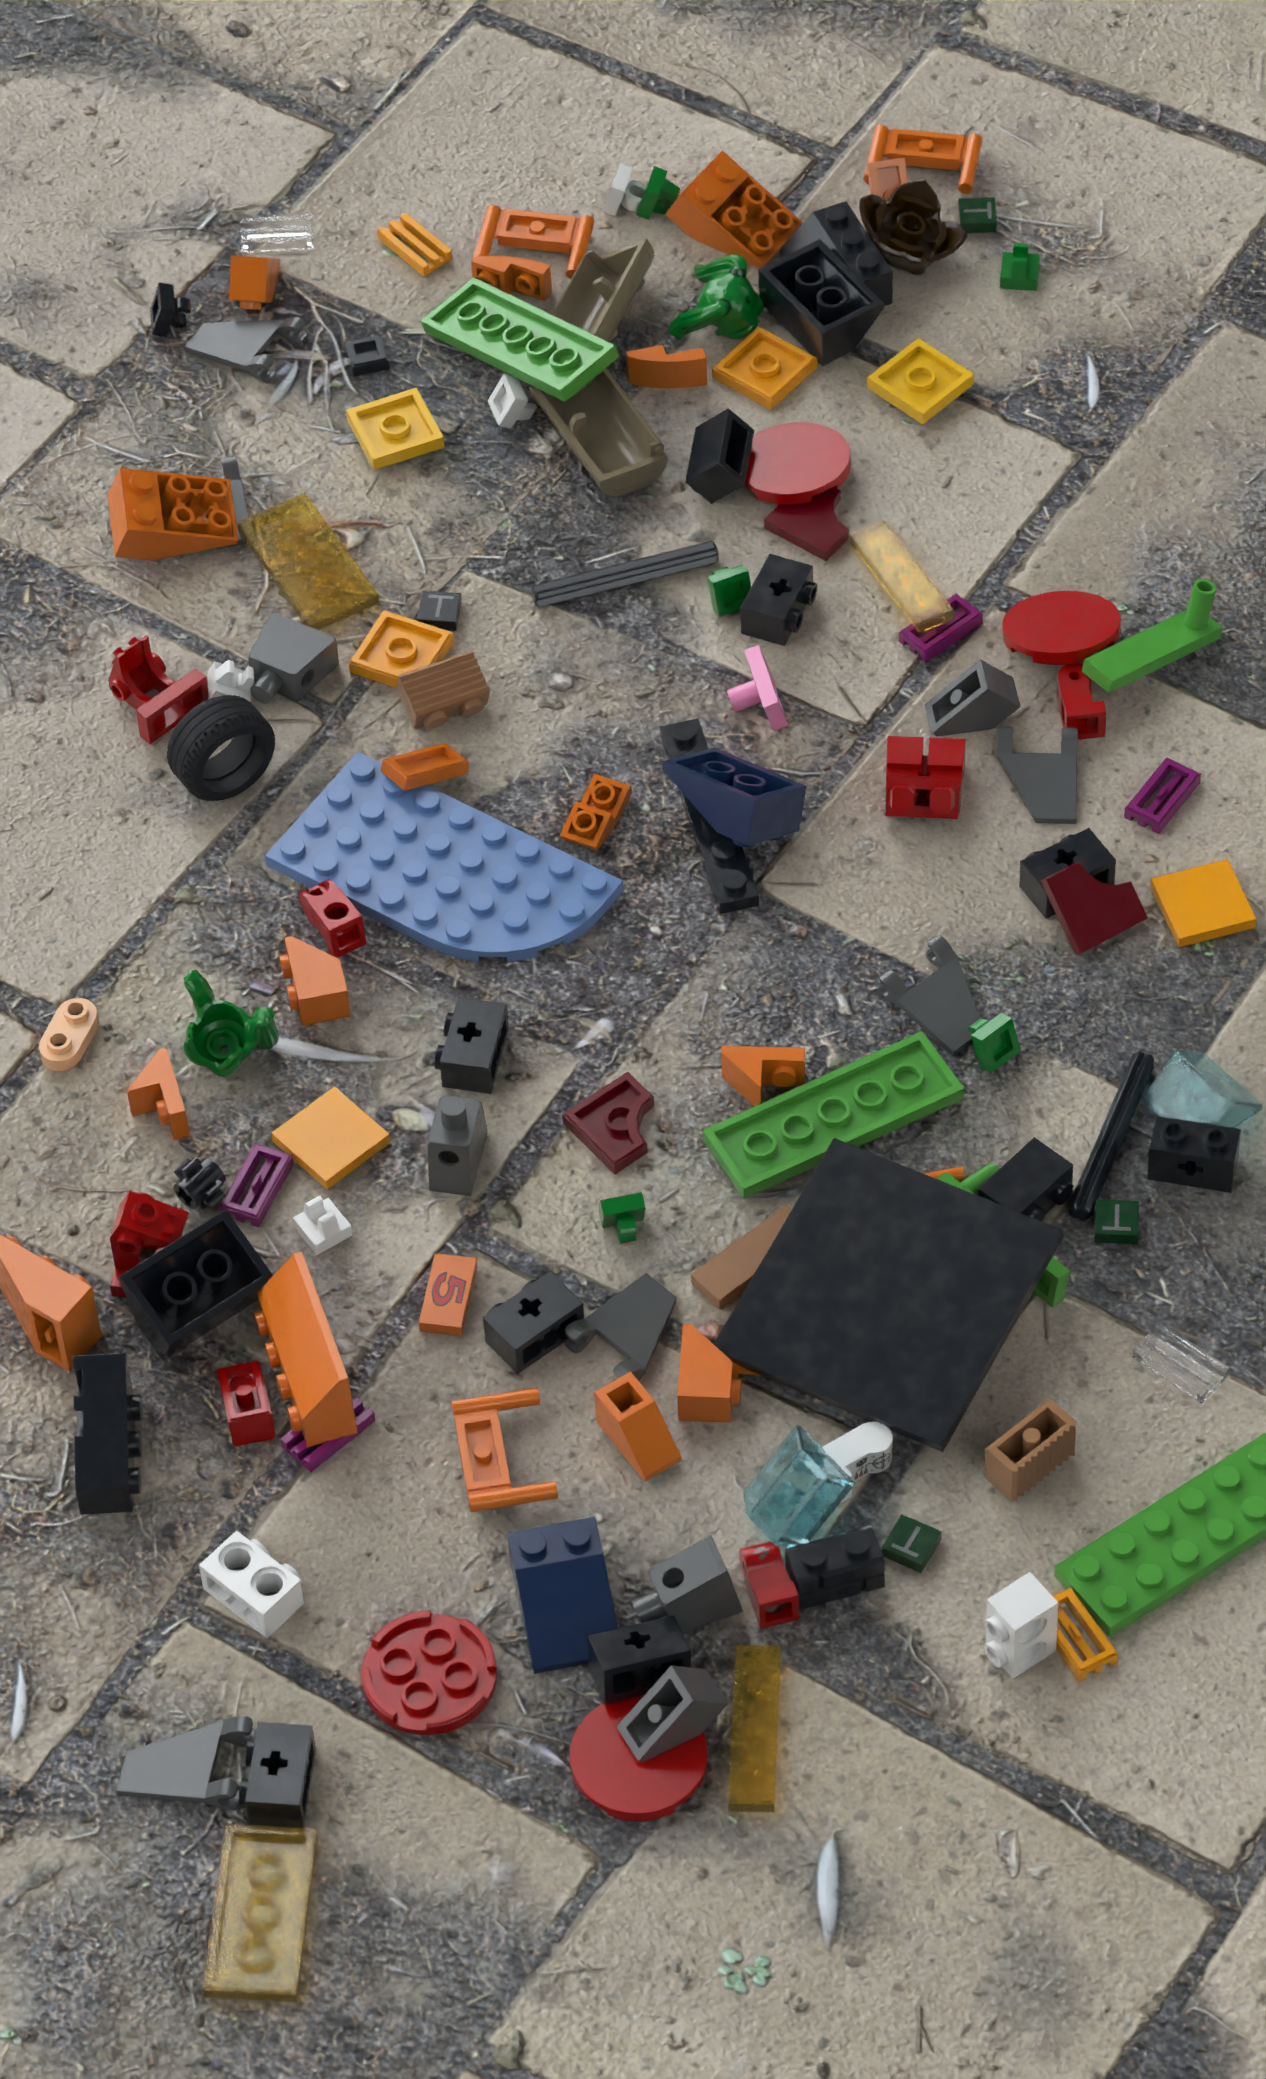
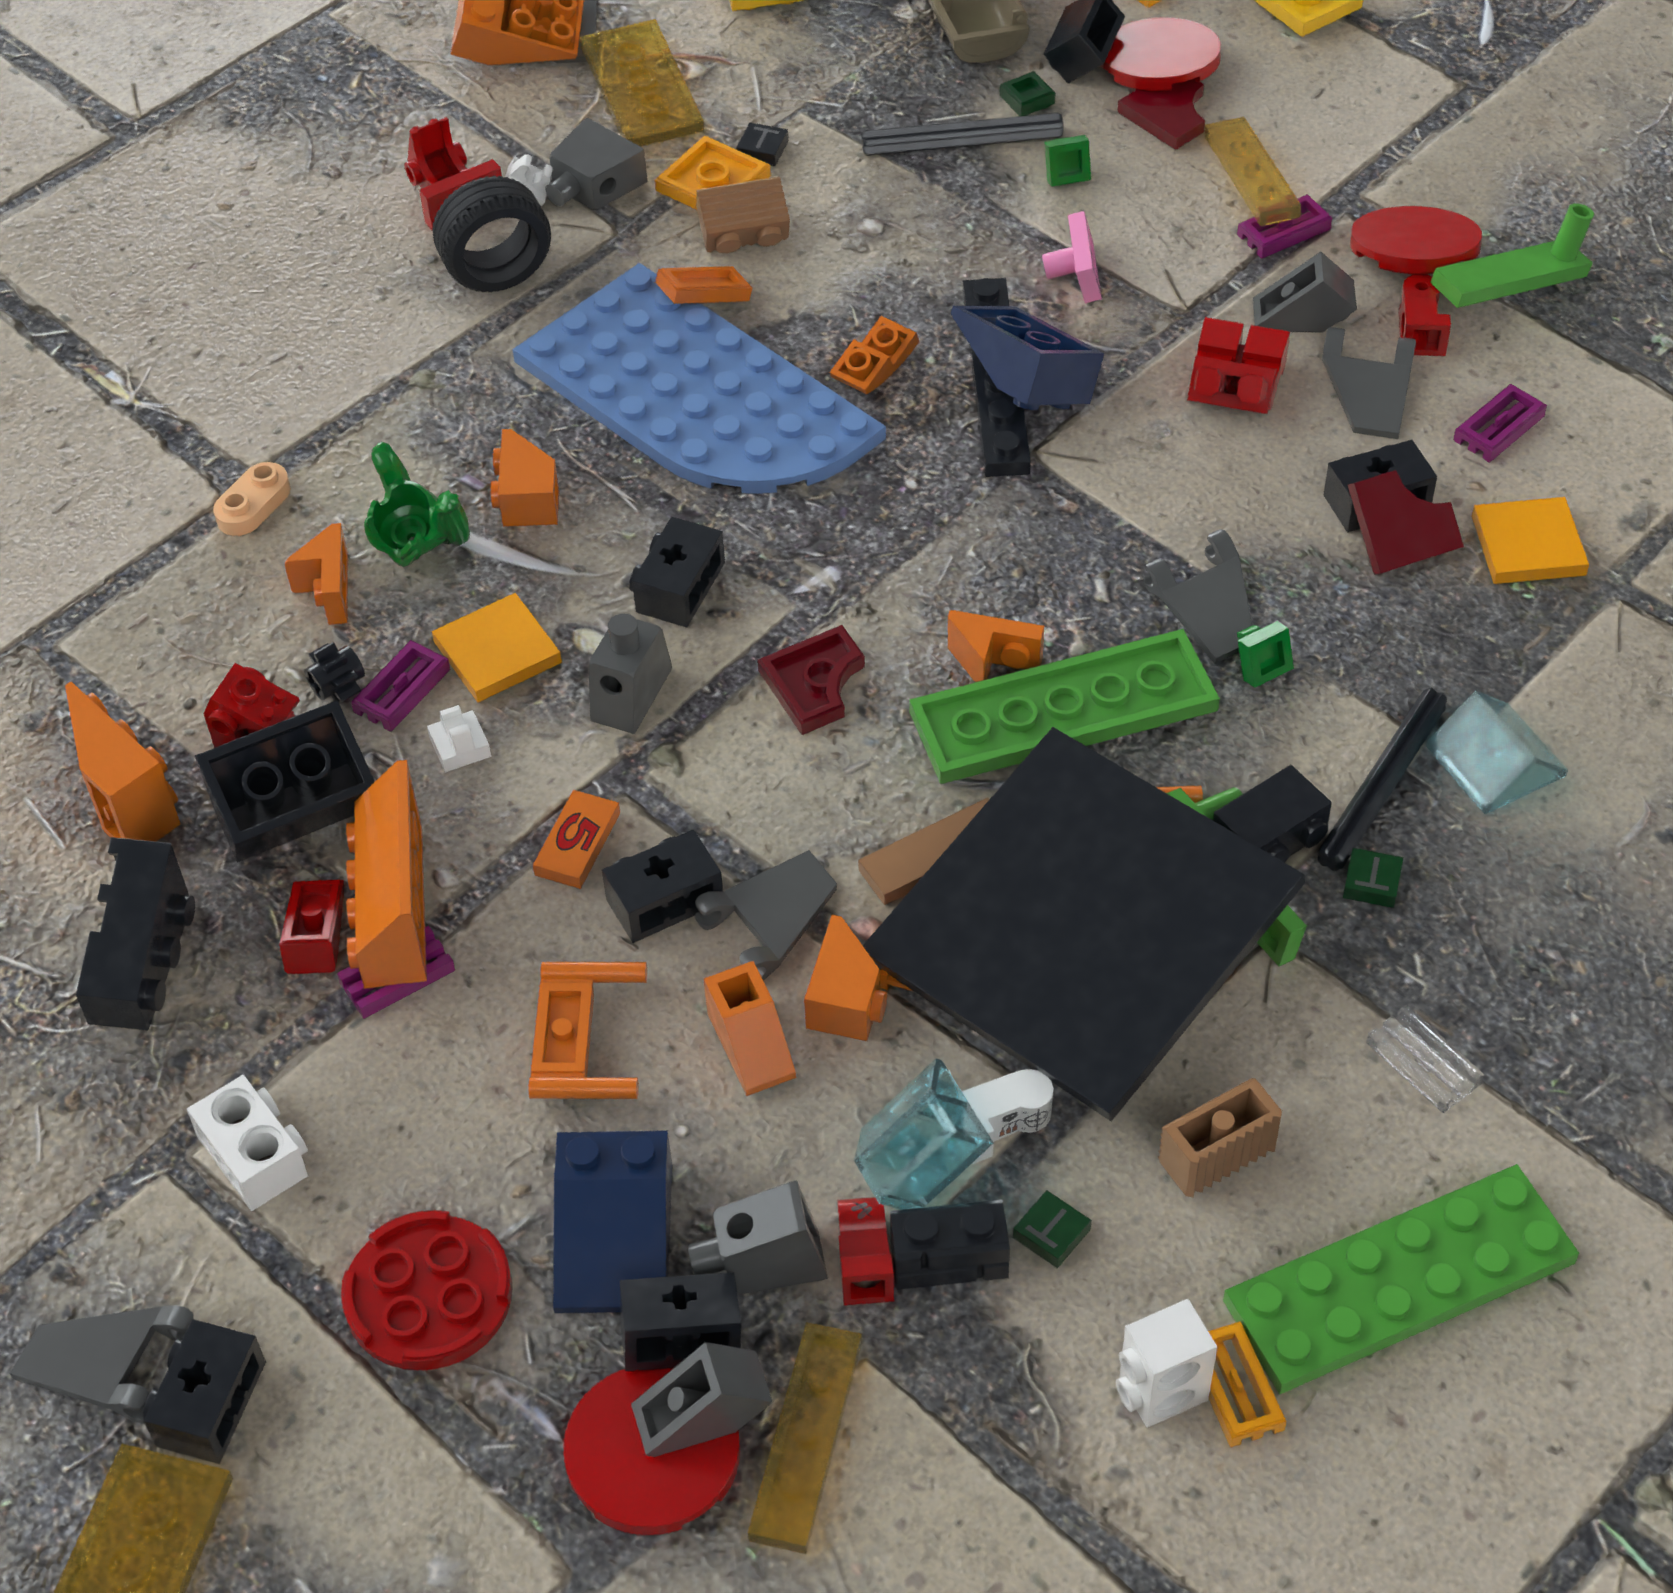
camera: 10 degrees right, 0 degrees up
(333, 917) = (566, 421): red leg -> none
(623, 1214) = (796, 777): green tile -> none
(676, 522) = (1027, 94): none -> dark green tile
(778, 600) = (1115, 175): black brick -> none
(1193, 1154) = (1478, 813): black brick -> none

